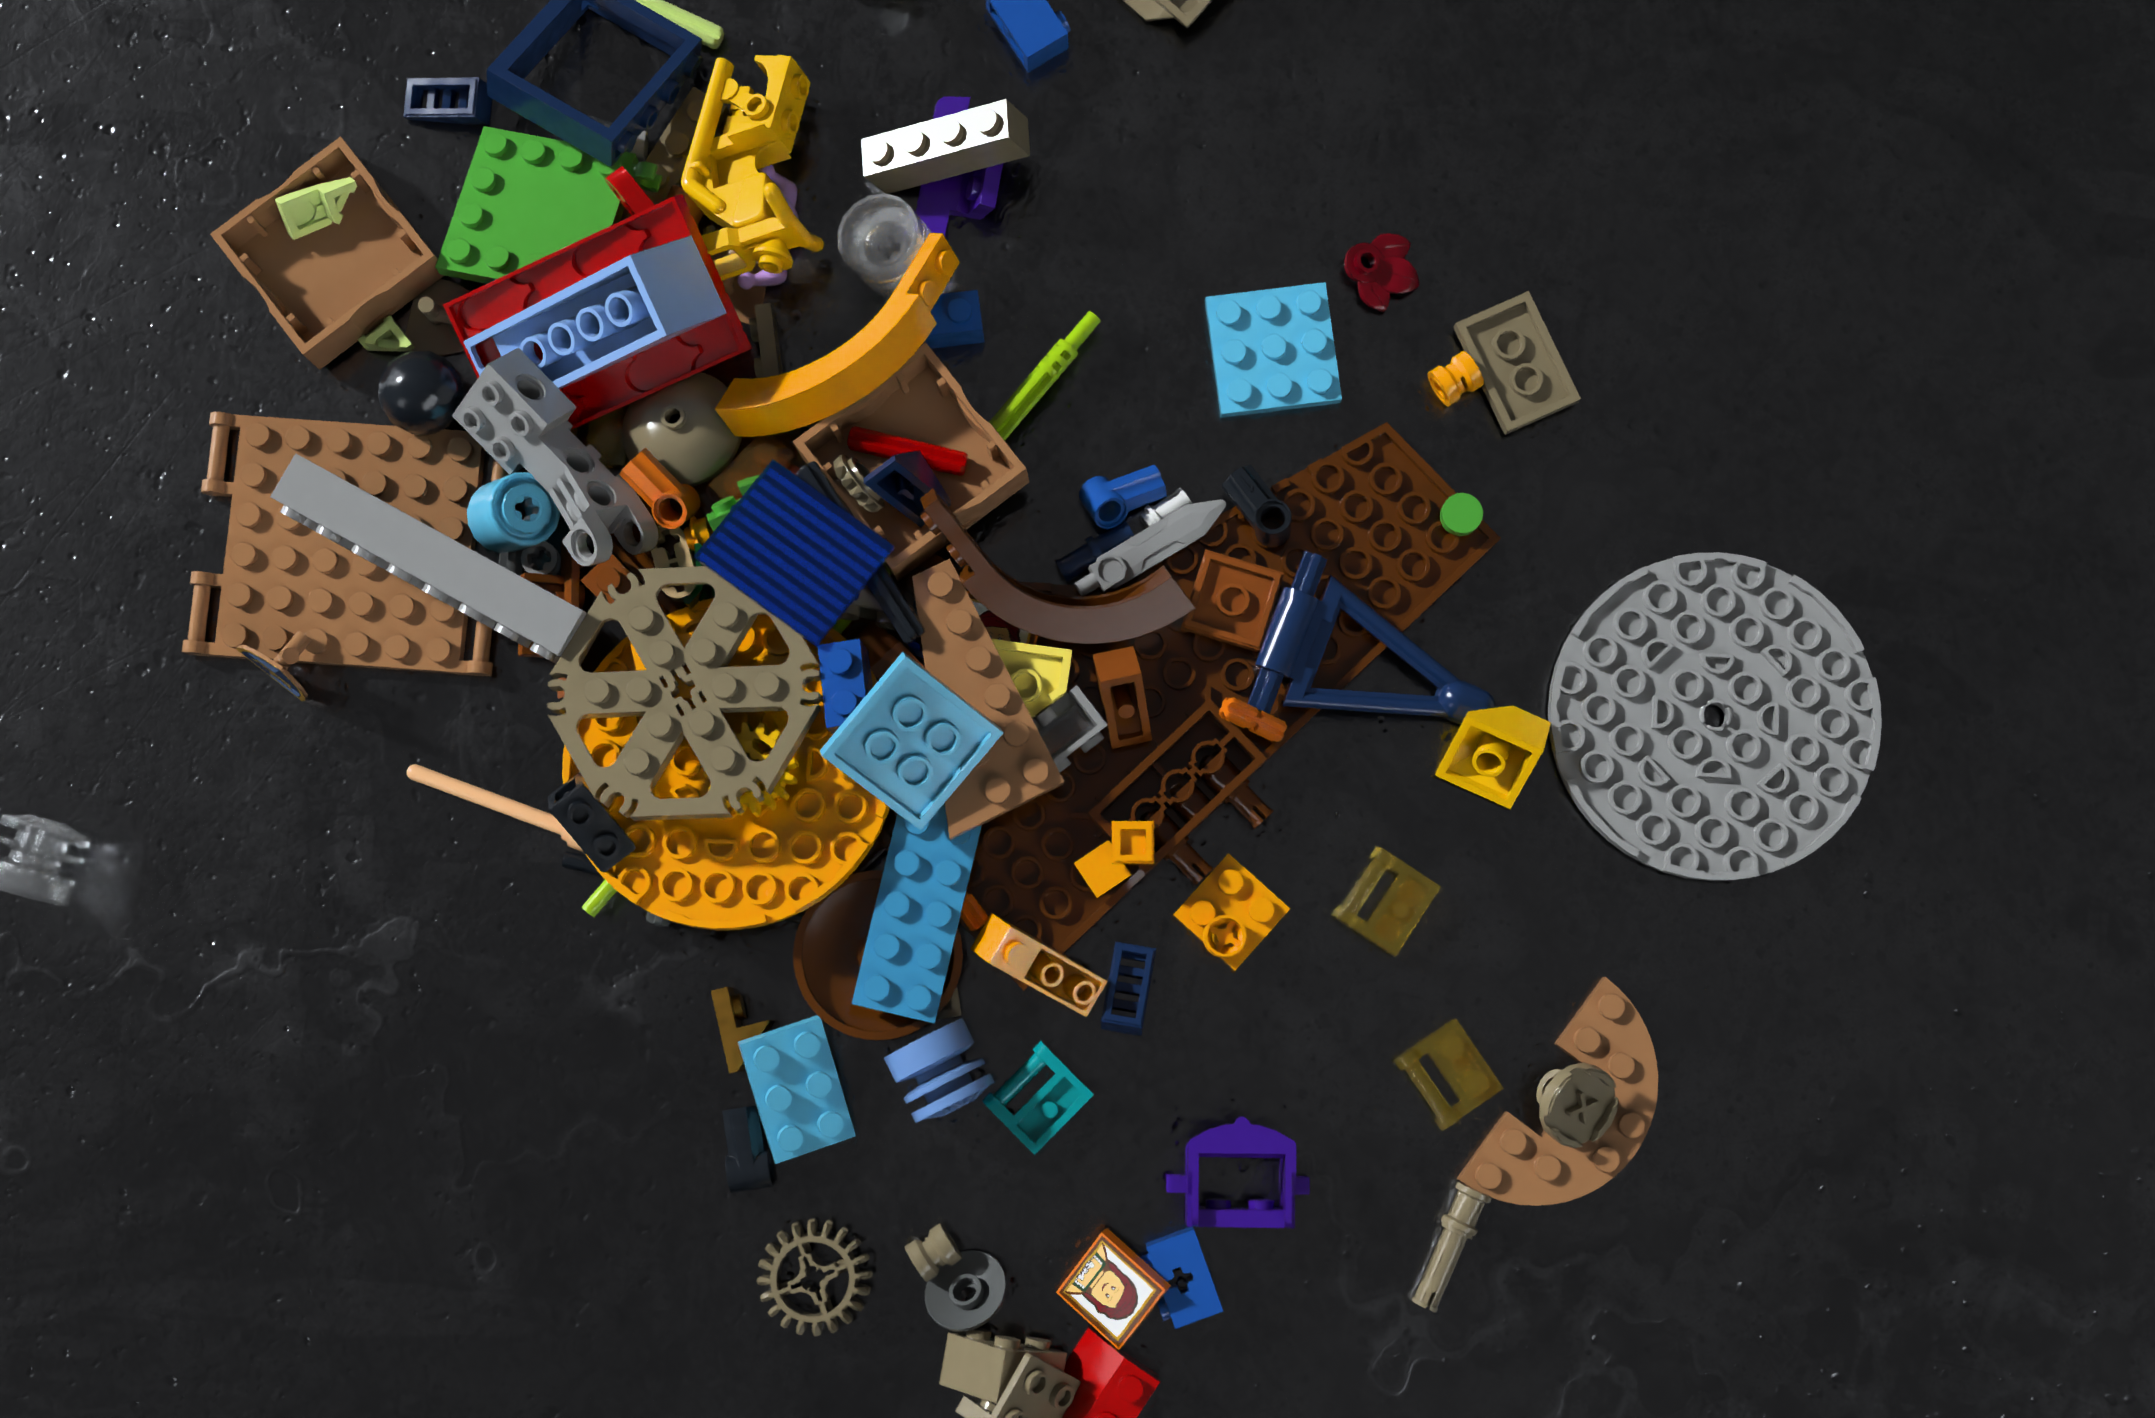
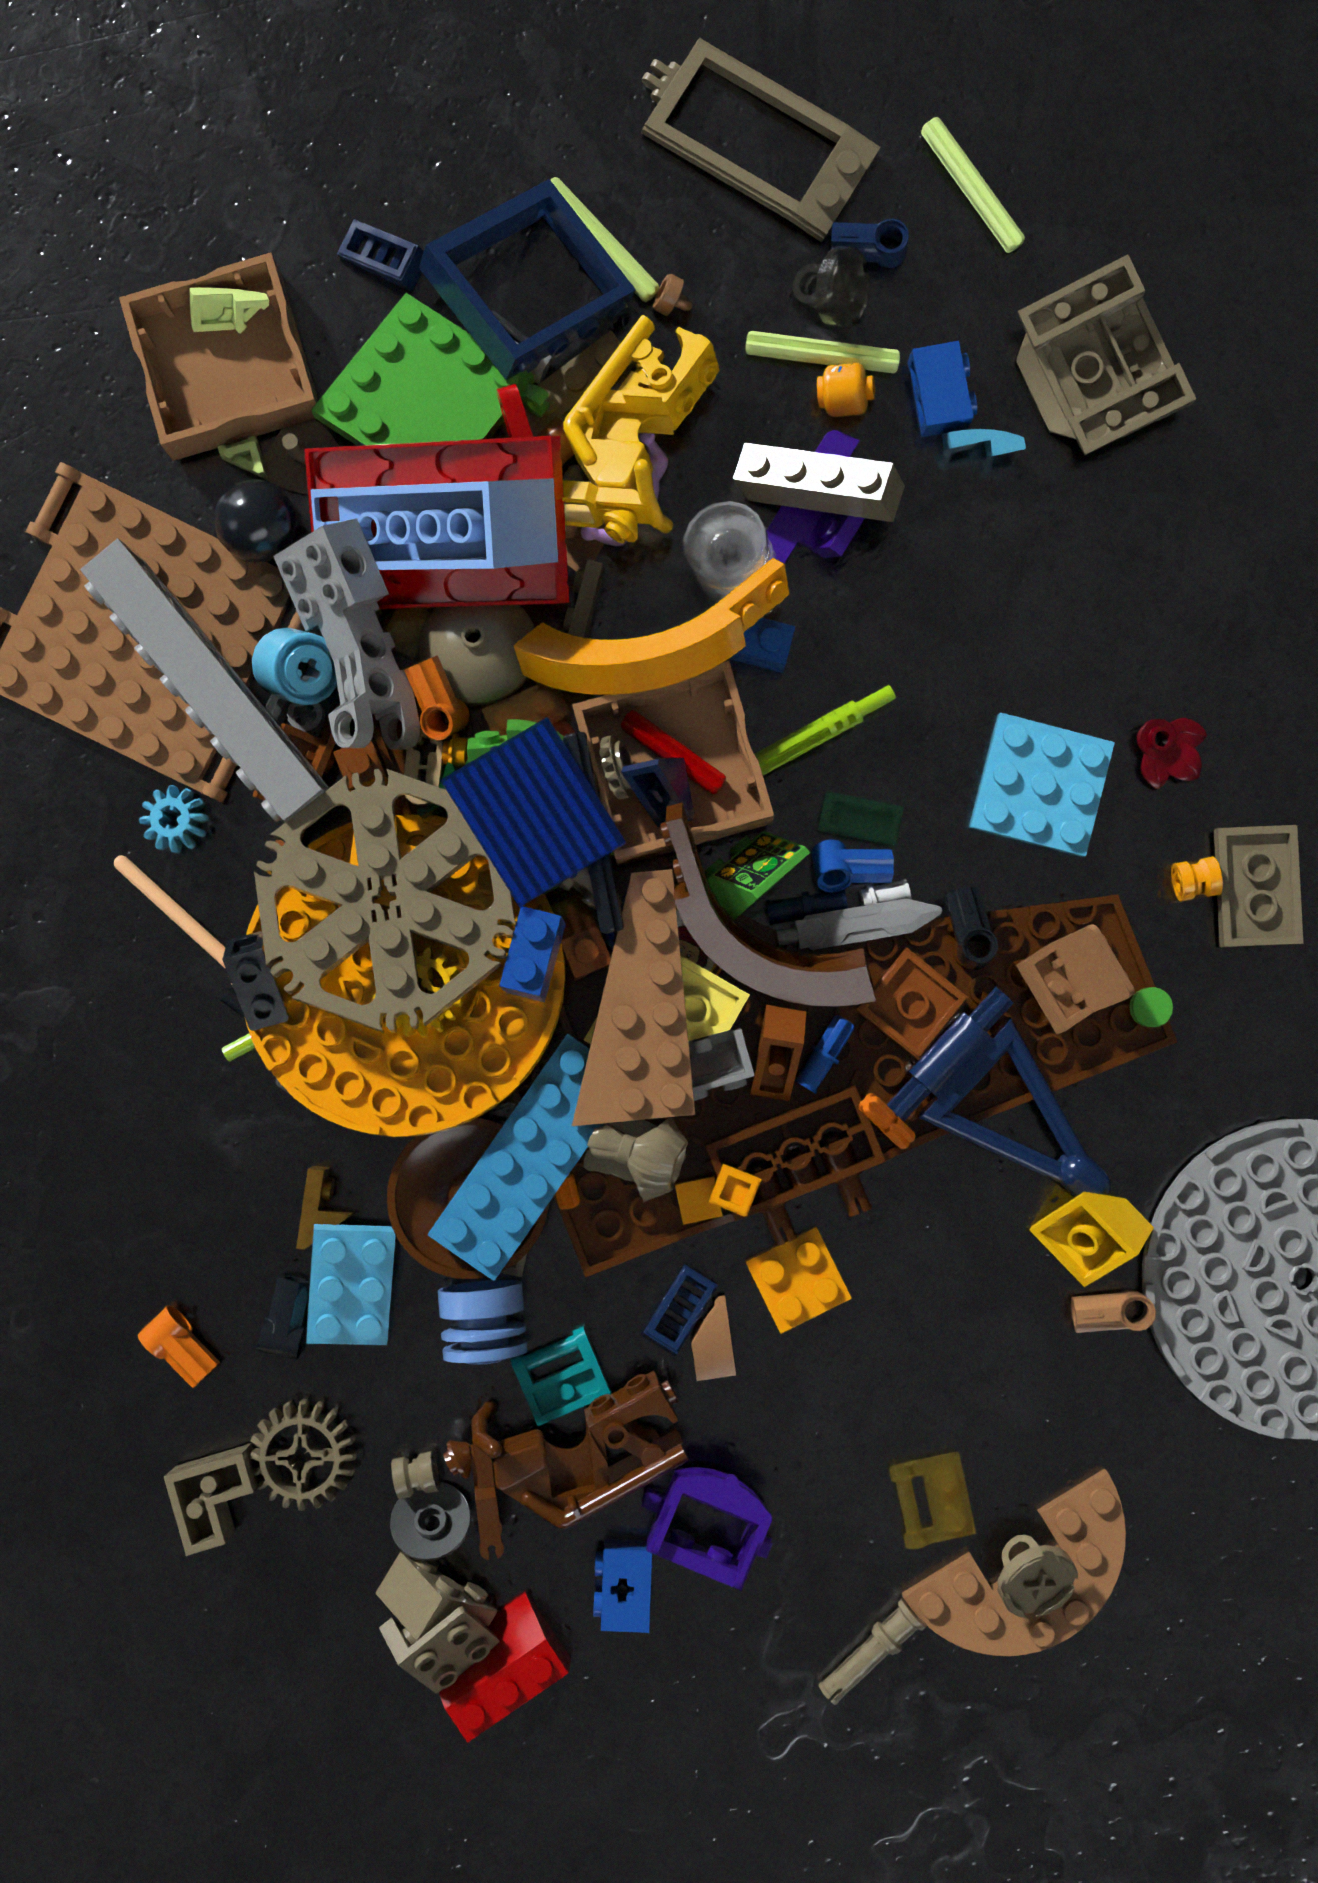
camera: 20 degrees right, 5 degrees up
(278, 666) = (42, 718): shield -> none
(437, 716) = (160, 817): none -> medium azure gear
(641, 1215) = (171, 1338): none -> orange piece
(728, 1355) = (201, 1494): none -> dark tan brick
(736, 33) = (670, 295): none -> medium nougat tile
(902, 30) = (821, 351): none -> yellowish green axle
(911, 741) = (571, 1029): medium azure plate -> none
(937, 55) = (845, 390): none -> light orange head
(1030, 534) = (752, 870): none -> bright green slope
(1032, 841) = (643, 1154): none -> dark tan piece
(1038, 965) = (606, 1262): light orange slope -> none
(1080, 1195) = (577, 1481): none -> reddish brown piece
(1097, 47) = (995, 441): none -> medium azure slope
(1113, 448) = (860, 818): none -> clear green plate
(1113, 1288) = (560, 1573): tile -> none
(1168, 681) = (825, 1053): none -> blue axle
(1174, 1007) = (713, 1344): none -> medium nougat slope
(1229, 934) = (787, 1309): light orange wheel -> none
(1376, 511) = (1075, 977): none -> medium nougat bracket
(1398, 909) = (948, 1337): clear yellow plate -> none
(1542, 822) = (1108, 1312): none -> medium nougat piece

